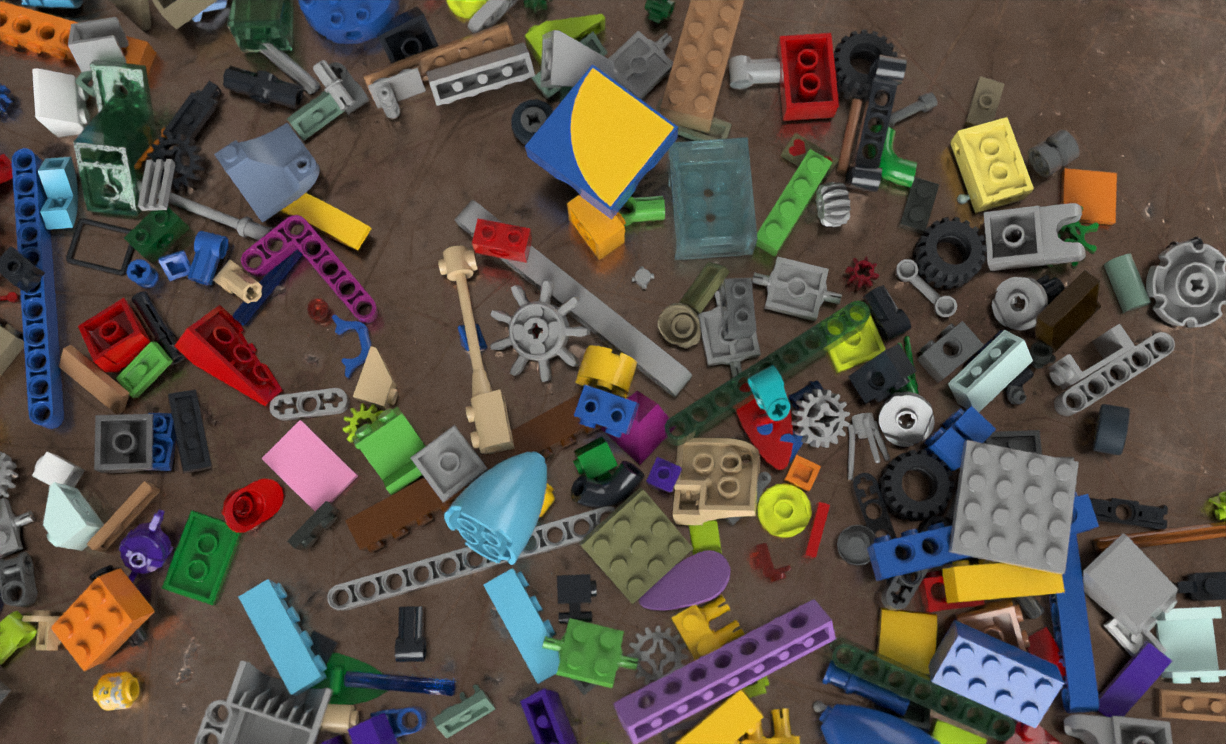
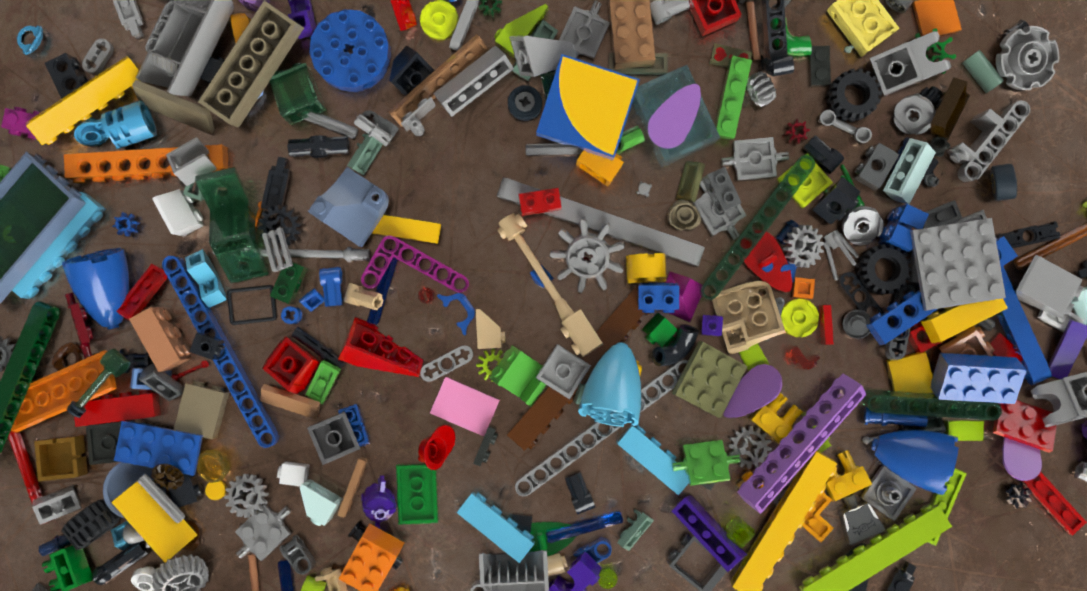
camera: 25 degrees left, 10 degrees up
(189, 431) = (372, 412): black plate -> none
(543, 187) = (551, 149): none -> light grey axle
(575, 591) = (677, 425): black brick -> none
(708, 193) = (675, 117): none -> medium lavender shield
(770, 393) = (766, 244): teal piece -> none

